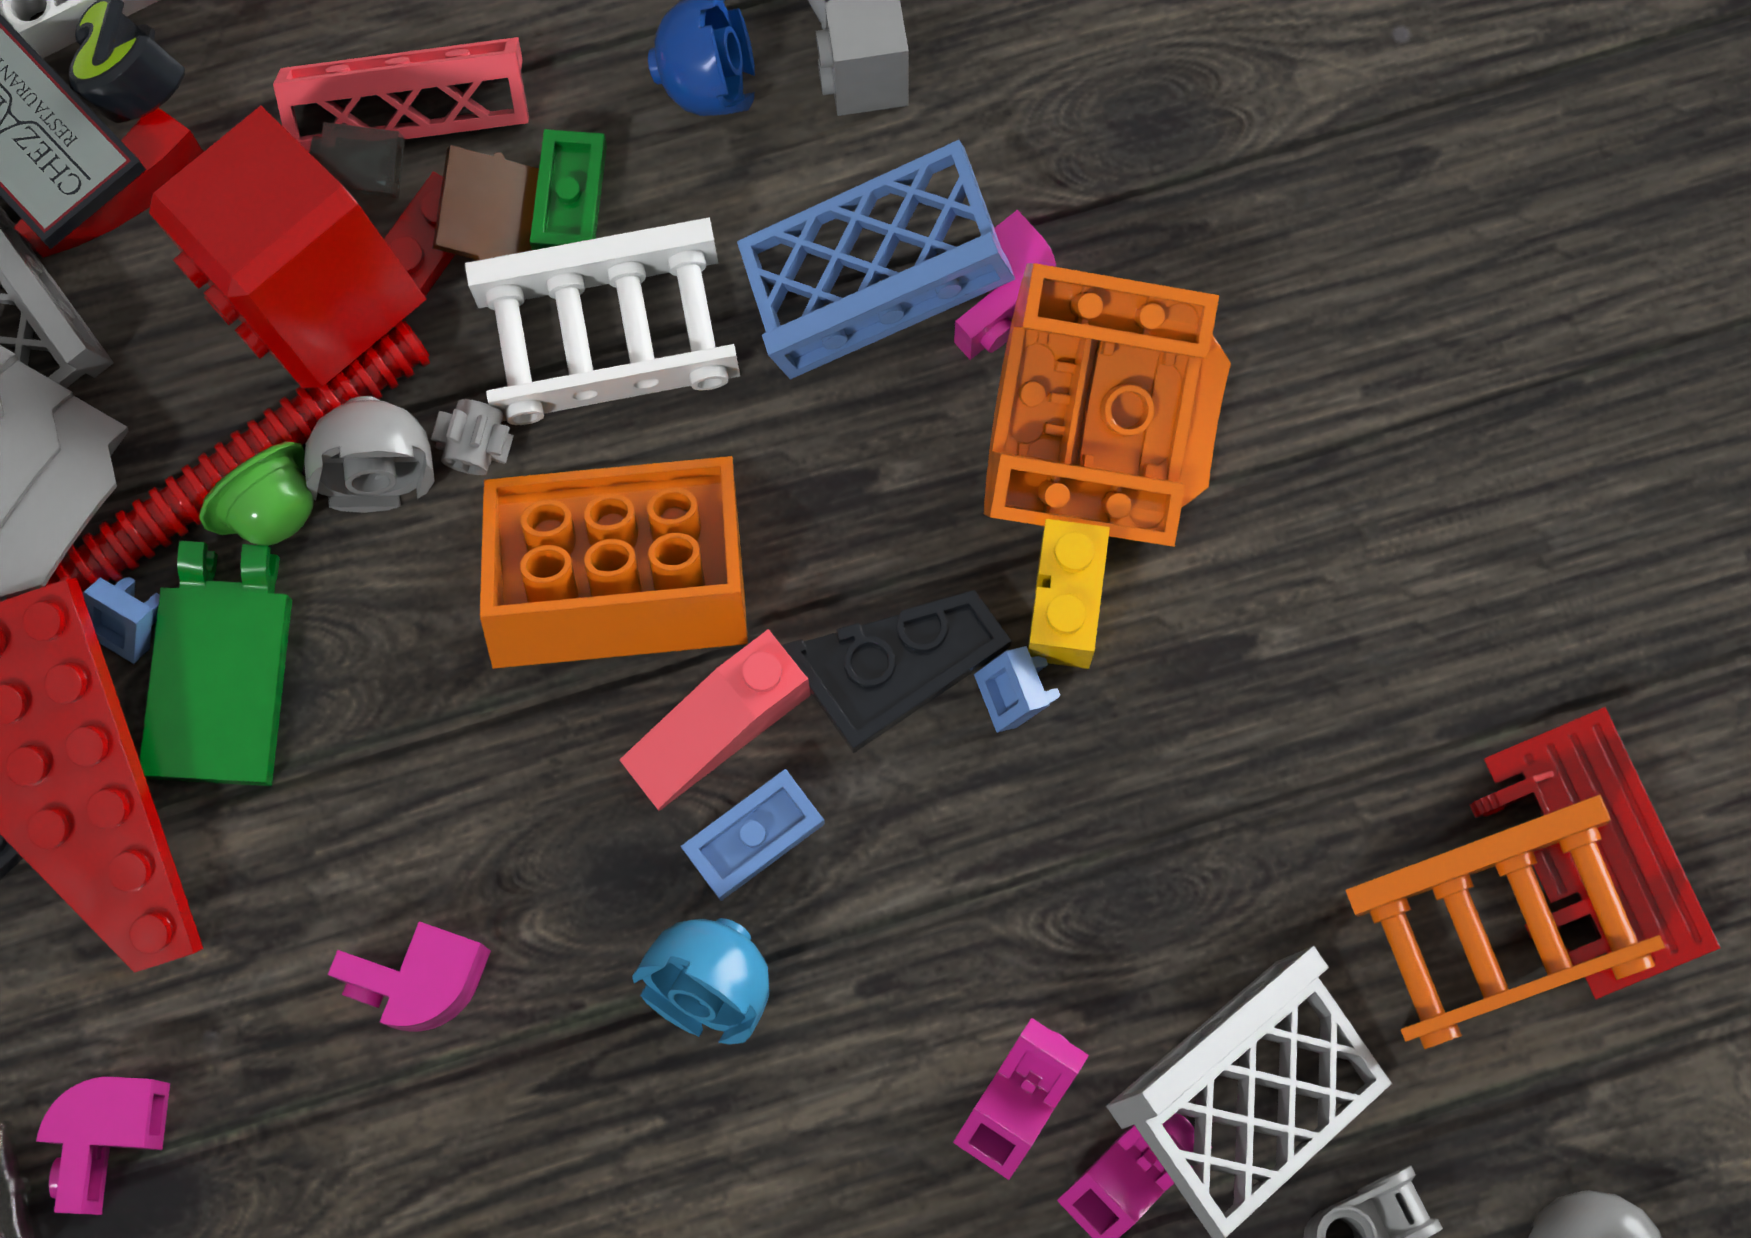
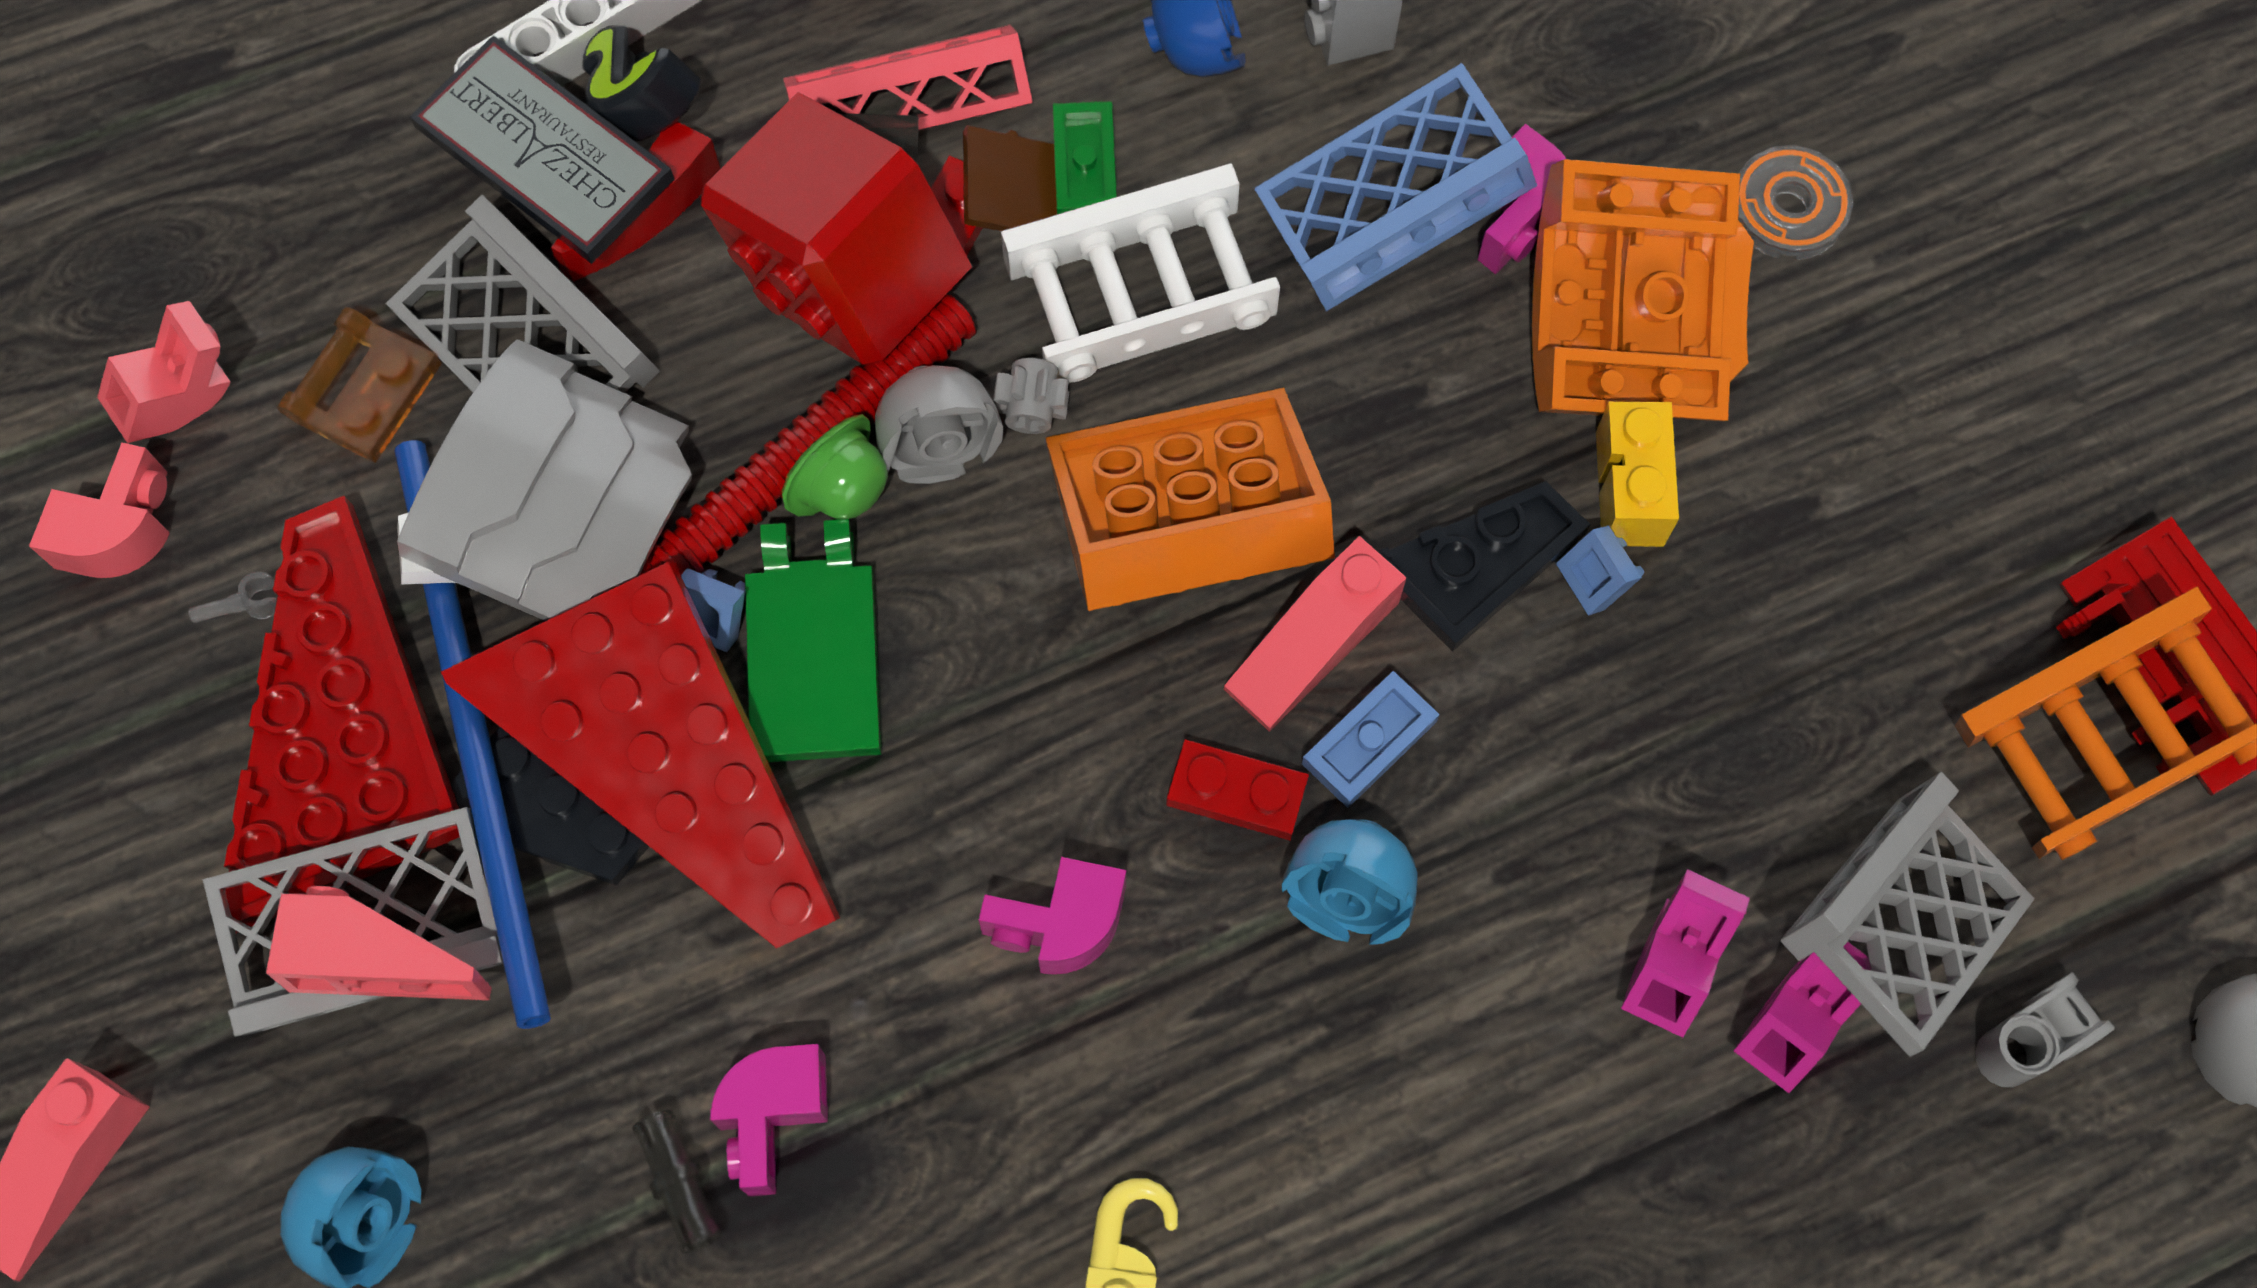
camera: 10 degrees left, 5 degrees down
(614, 868) = (1237, 789): none -> red plate
(1296, 288) = (1810, 178): none -> clear tile

